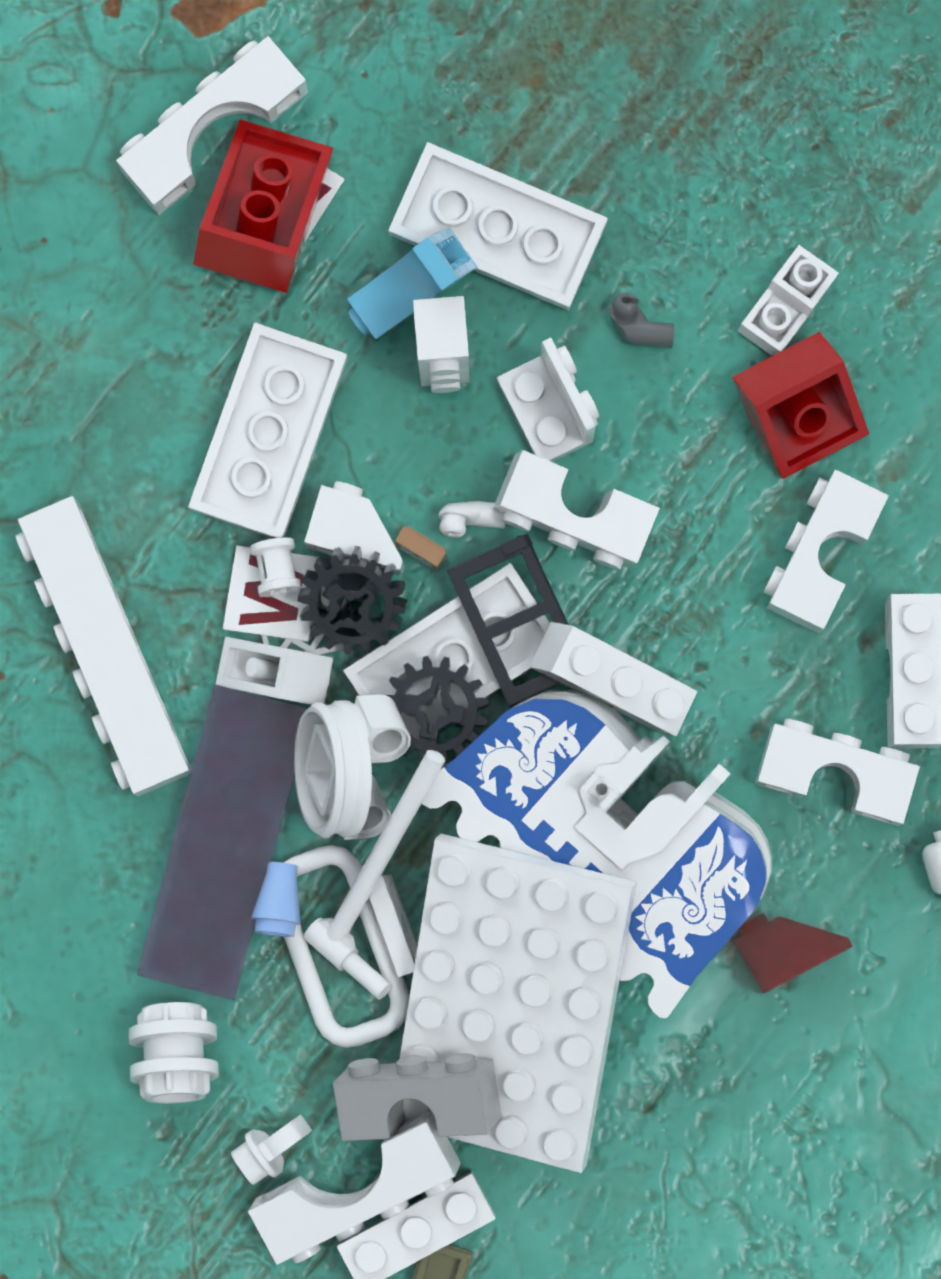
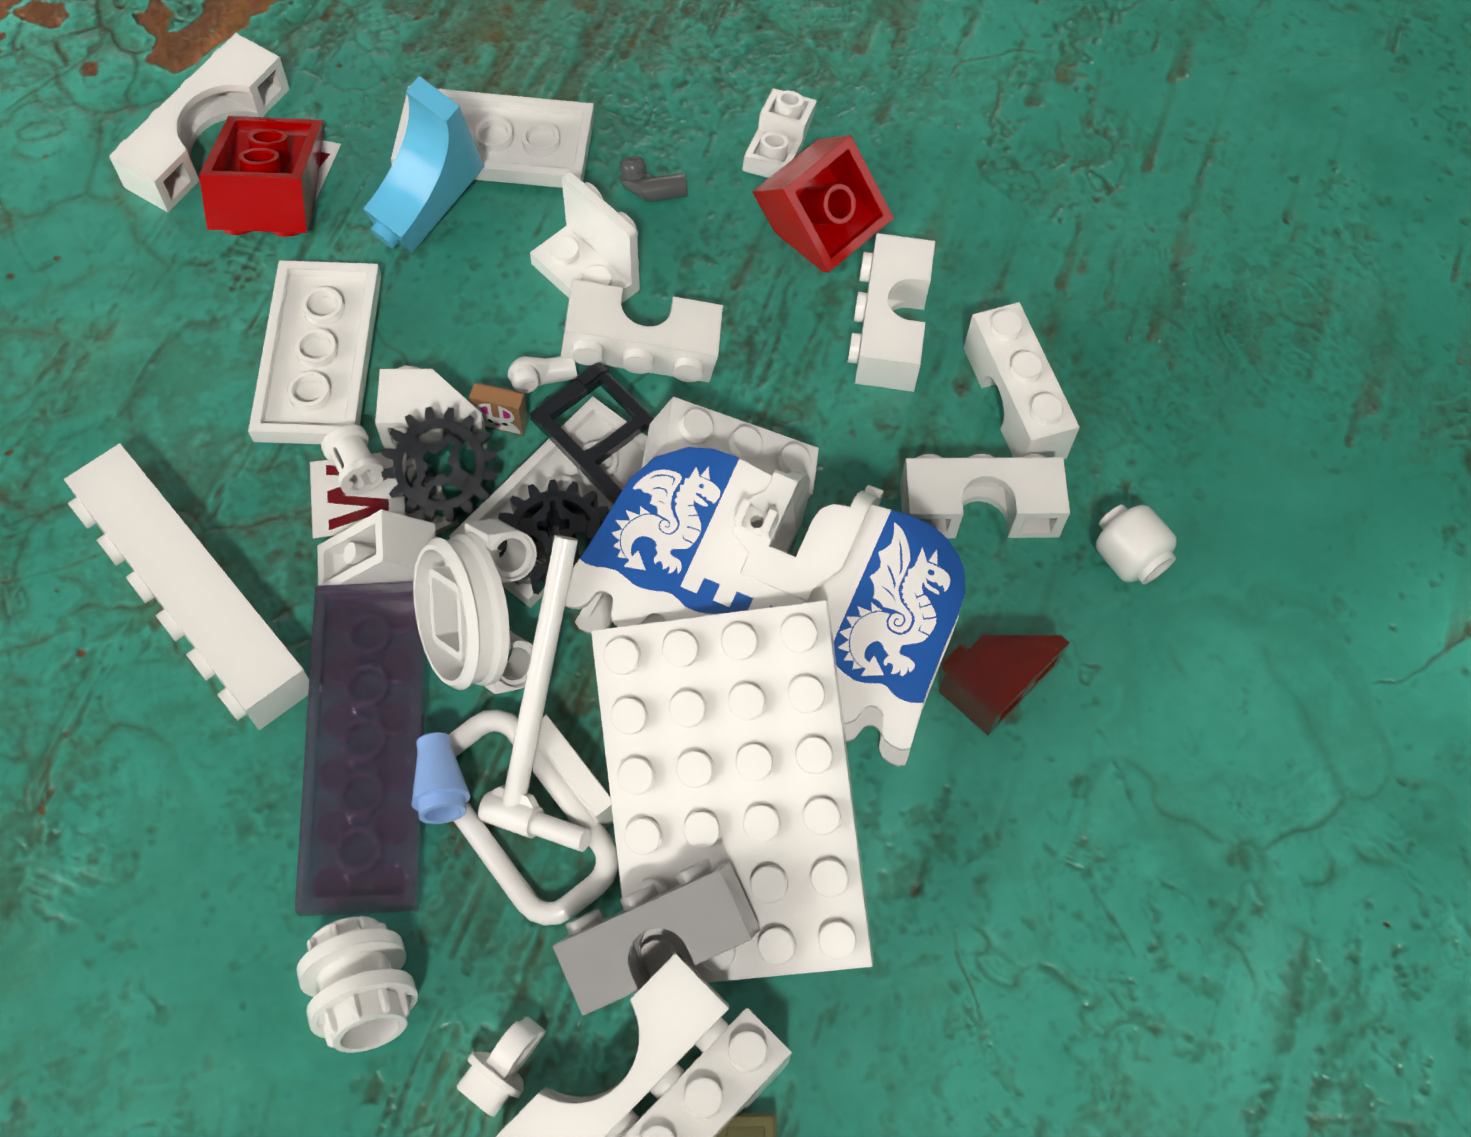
camera: 25 degrees left, 20 degrees down
(442, 343) = (466, 208): white arch -> none

